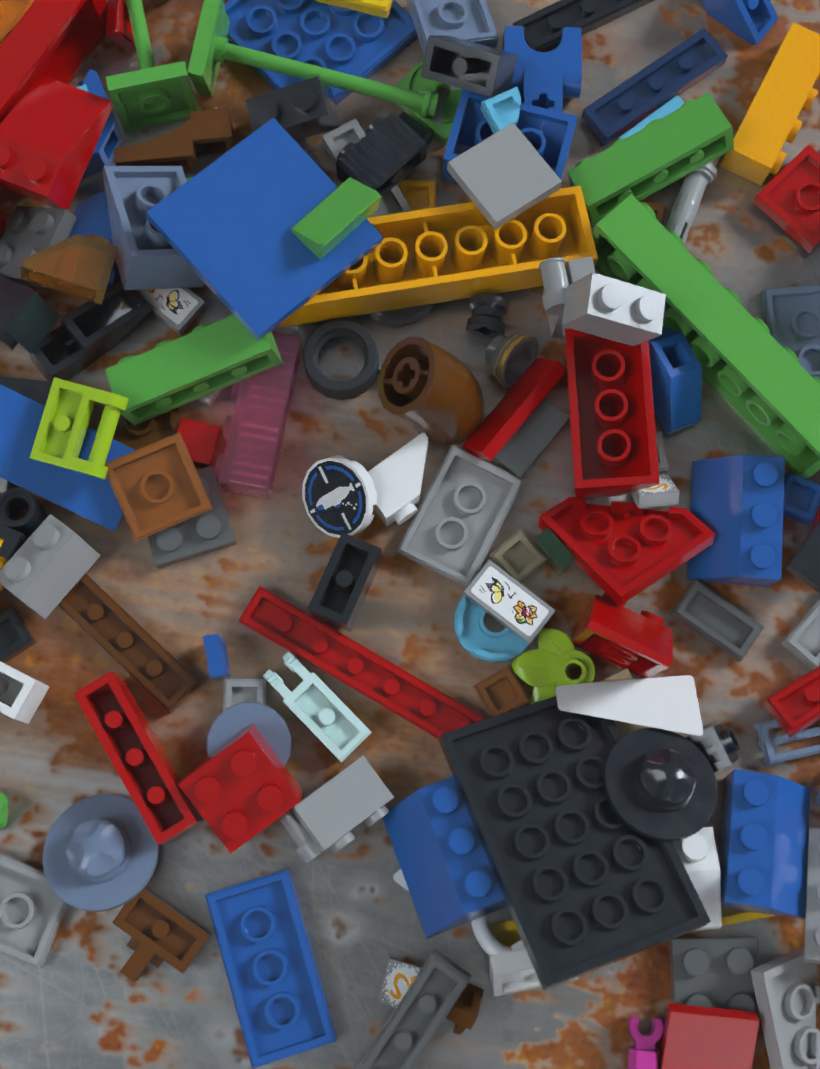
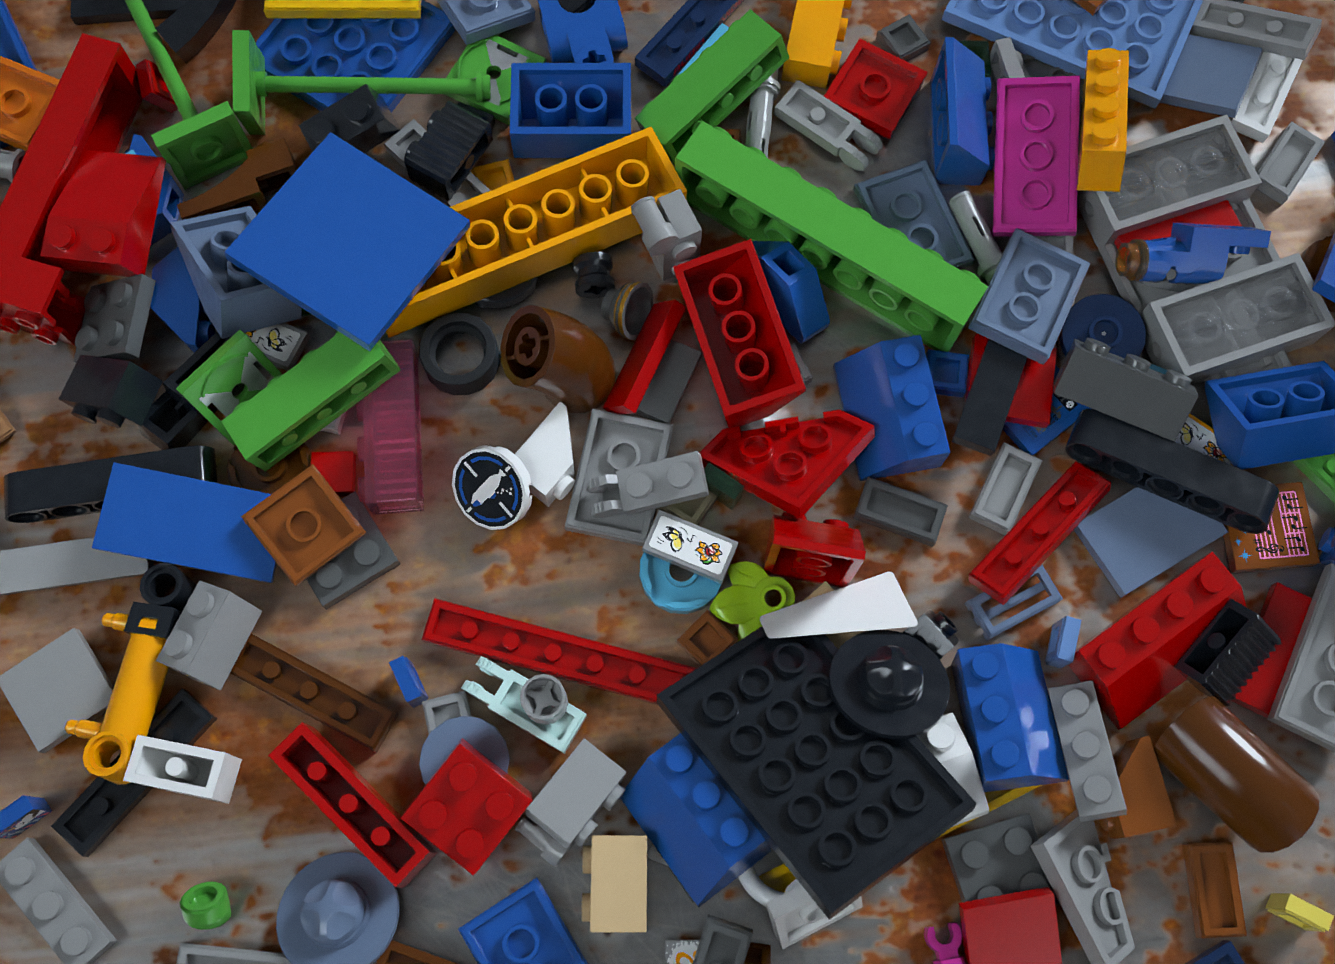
camera: 15 degrees left, 5 degrees down
(66, 424) = (193, 485): lime plate -> none
(73, 266) = (163, 327): clear orange slope -> none
(117, 322) = (221, 372): none -> bright green piece
(331, 705) = (541, 693): none -> light grey wheel
(336, 216) = (418, 211): bright green slope -> none
(345, 582) = (521, 570): black brick -> none
(359, 896) = (617, 883): none -> tan brick
(468, 65) = (511, 40): black brick -> none
(488, 535) = (651, 485): none -> light grey hinge
(502, 109) = (556, 76): medium azure tile -> none
(504, 175) = (573, 134): light grey tile -> none
(613, 309) = (715, 232): light grey brick -> none
(657, 496) = (807, 404): light grey tile -> none
(752, 223) = (827, 125): none -> light grey hinge

